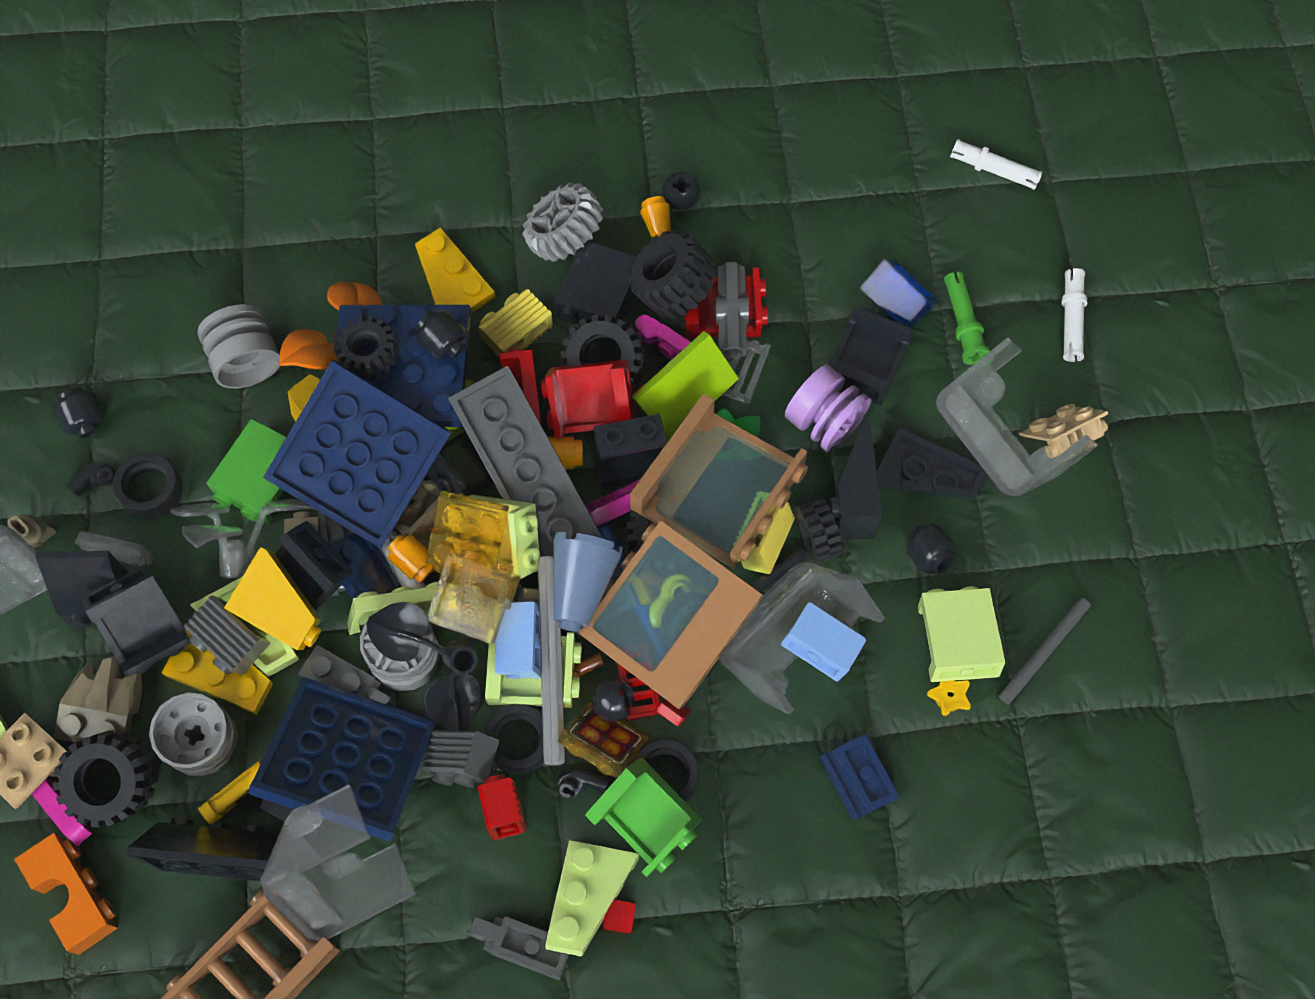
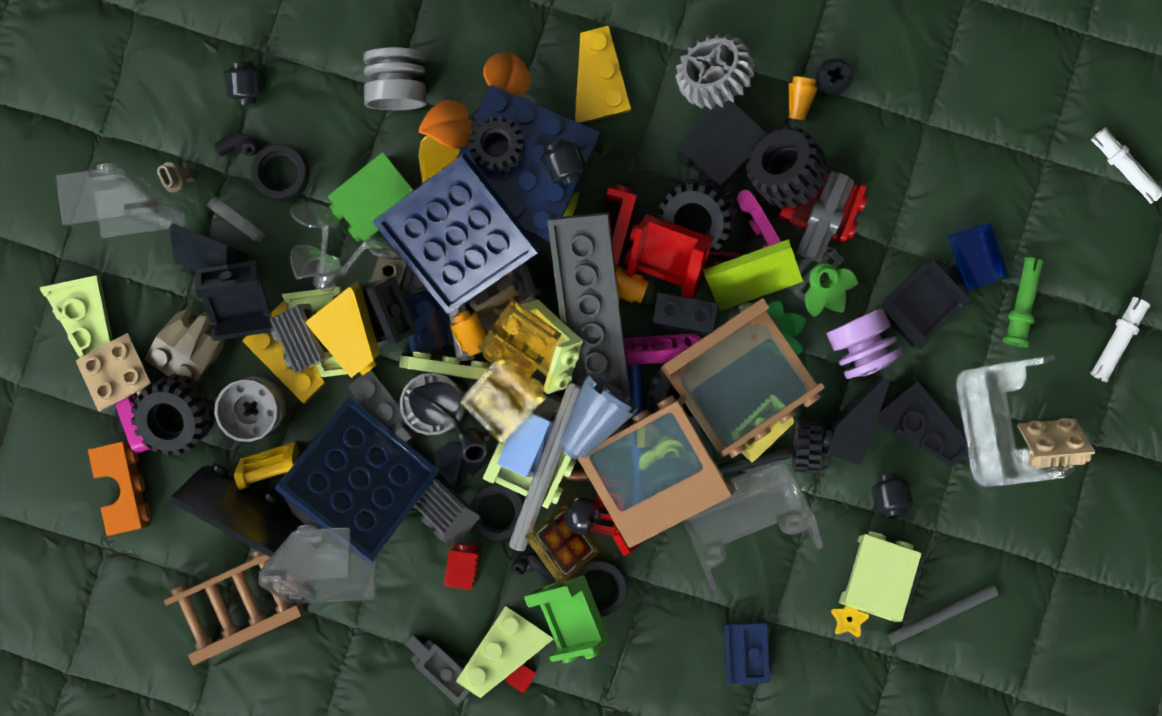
camera: 30 degrees right, 20 degrees up
(516, 323) = (635, 150): light yellow brick -> none
(770, 380) = (830, 291): none -> bright green plate
(823, 642) = (769, 538): light blue panel -> none

